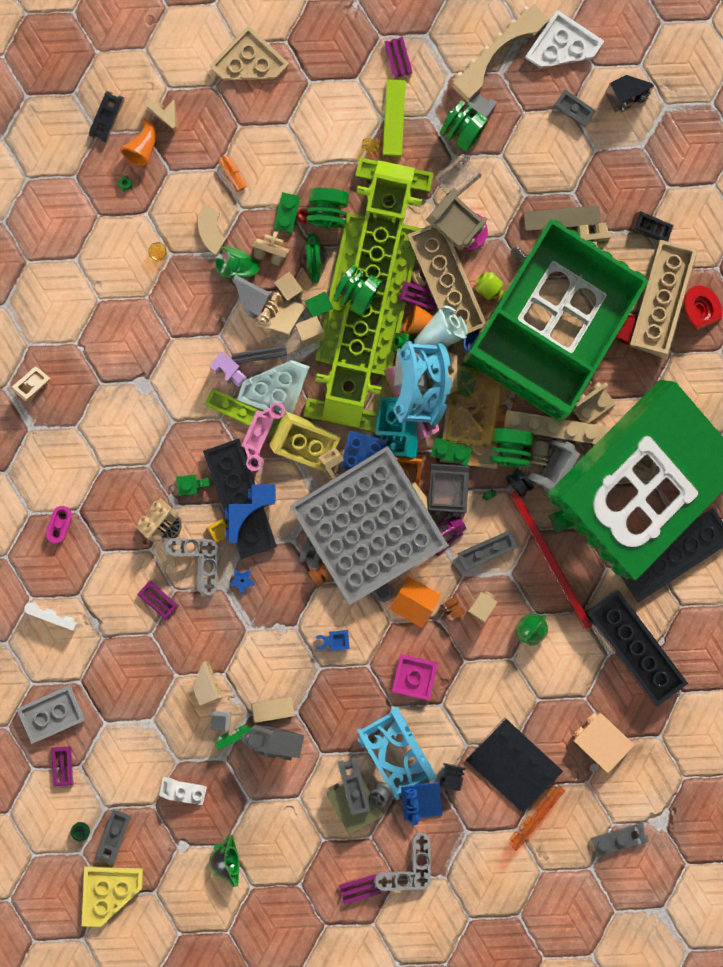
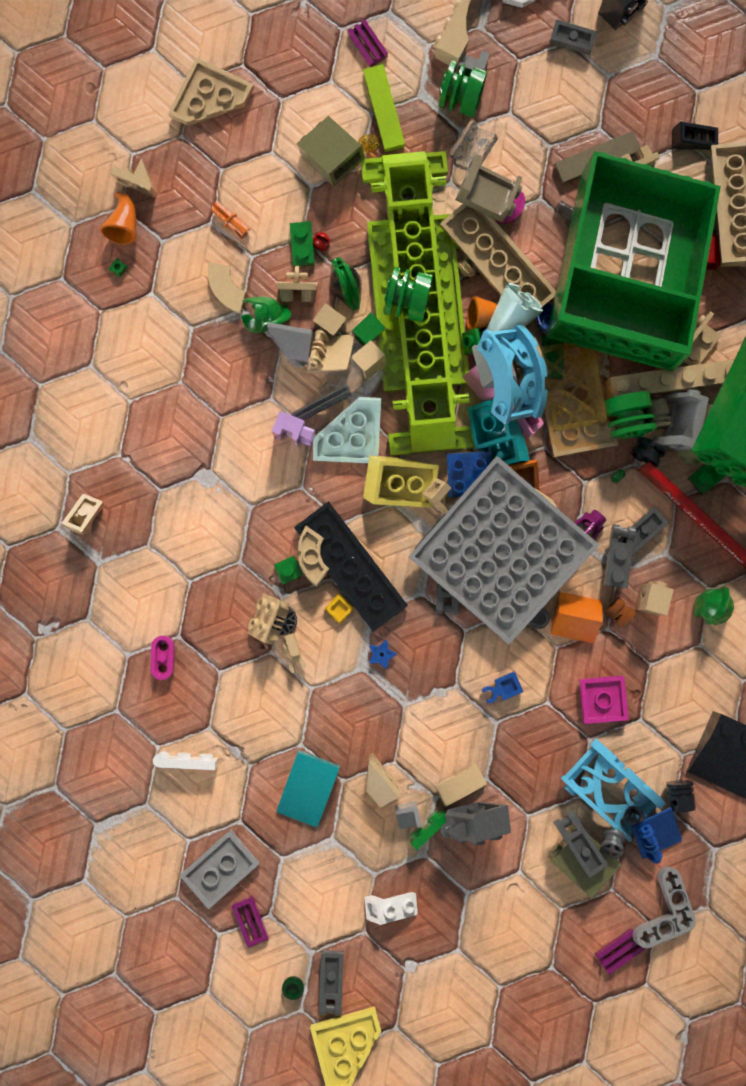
camera: 15 degrees left, 0 degrees up
(106, 116) = (74, 202): black plate -> none
(144, 671) = (308, 788): none -> teal slope
(157, 251) = (176, 328): clear yellow tile -> none
(170, 610) = (296, 714): magenta tile -> none
(203, 556) = (331, 642): light grey beam -> none
(208, 480) = (309, 556): none -> tan tile
(225, 861) = (463, 971): green hat -> none
(235, 409) = (323, 472): lime tile -> none
(258, 432) = (347, 488): bright pink plate -> none
(261, 496) = (353, 584): blue arch -> none
(317, 578) = (465, 621): dark orange wheel -> none
(327, 212) = (344, 221): green wheel -> none
(336, 142) = (331, 150): none -> olive brick
(403, 292) = (468, 295): magenta tile -> none
(403, 774) = (634, 809): none -> black hinge
(448, 489) = (573, 483): window -> none
(451, 452) = (563, 442): green plate -> none
(465, 562) = (619, 557): none -> dark grey plate
(489, 286) = (544, 252): lime head -> none

